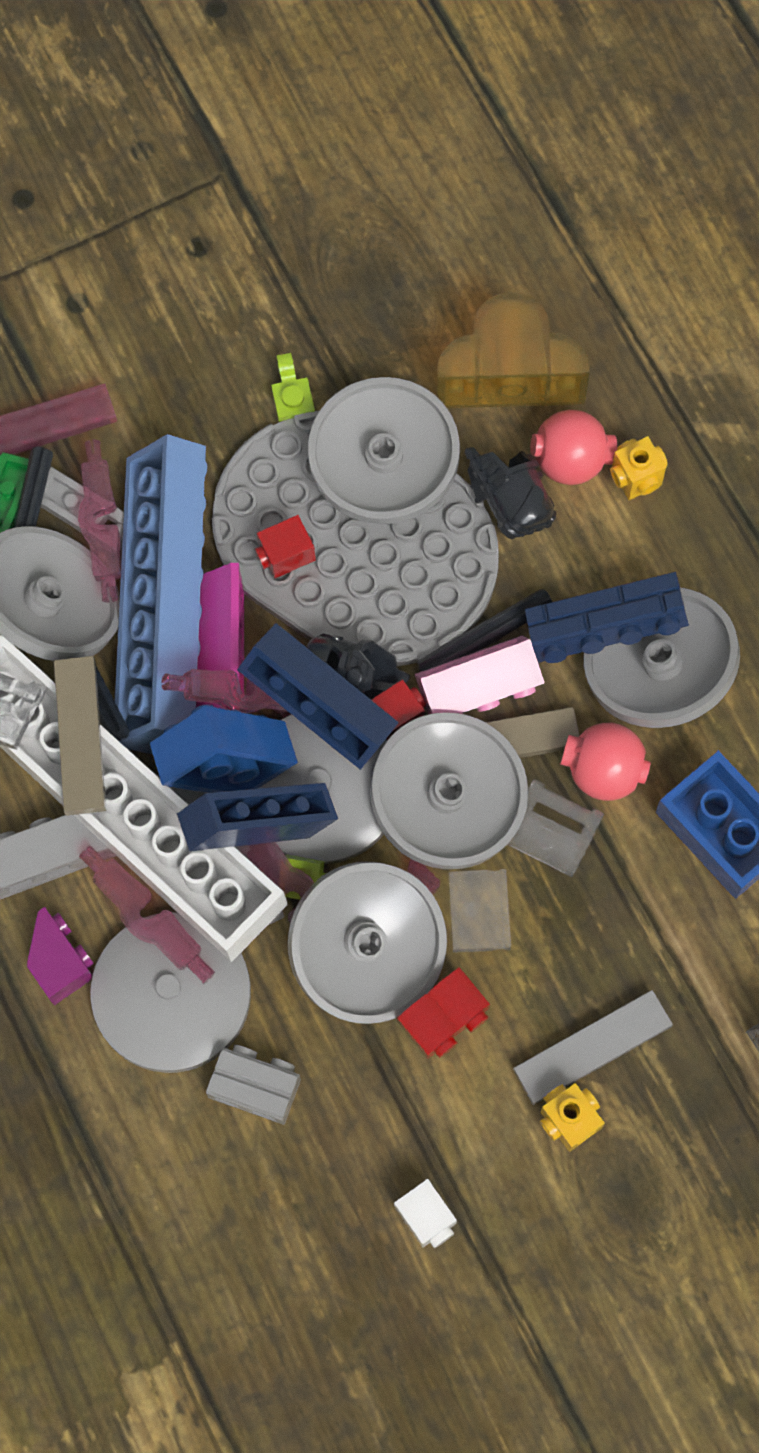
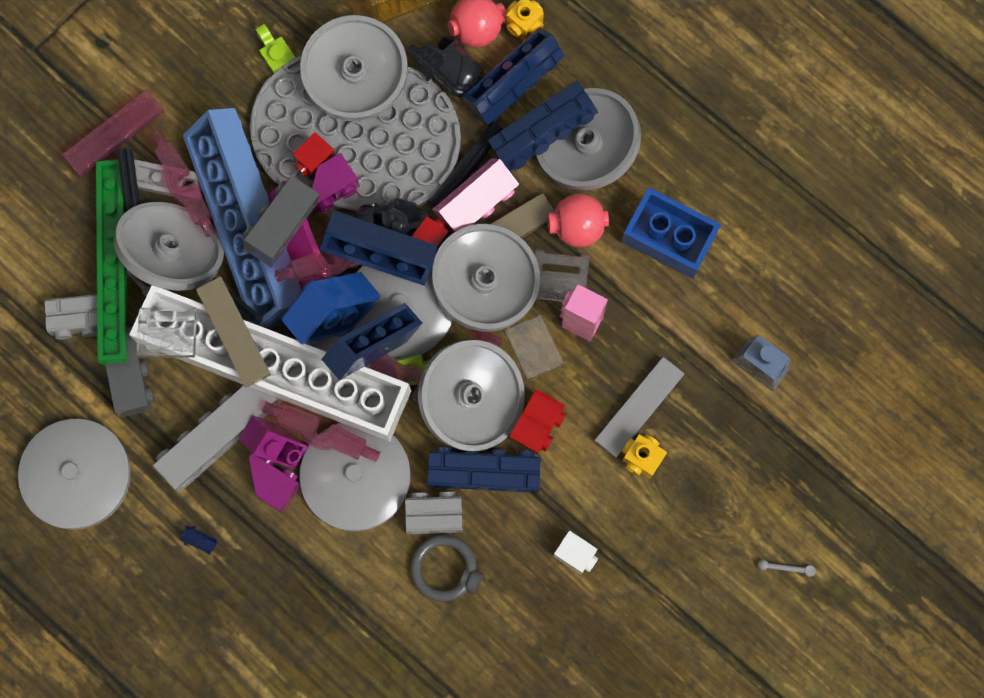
camera: 25 degrees left, 5 degrees up
(78, 904) = (272, 442): none -> magenta slope
(201, 611) = (280, 220): none -> dark grey brick
(268, 1193) = (470, 579): none -> dark grey piece
(294, 590) = (333, 181): none -> magenta slope
(344, 1052) = (484, 471): none -> dark blue brick
(562, 886) = (582, 312): none -> bright pink brick
(593, 537) = (513, 76): none -> dark blue brick
(743, 1368) = (808, 571): none -> light grey hinge

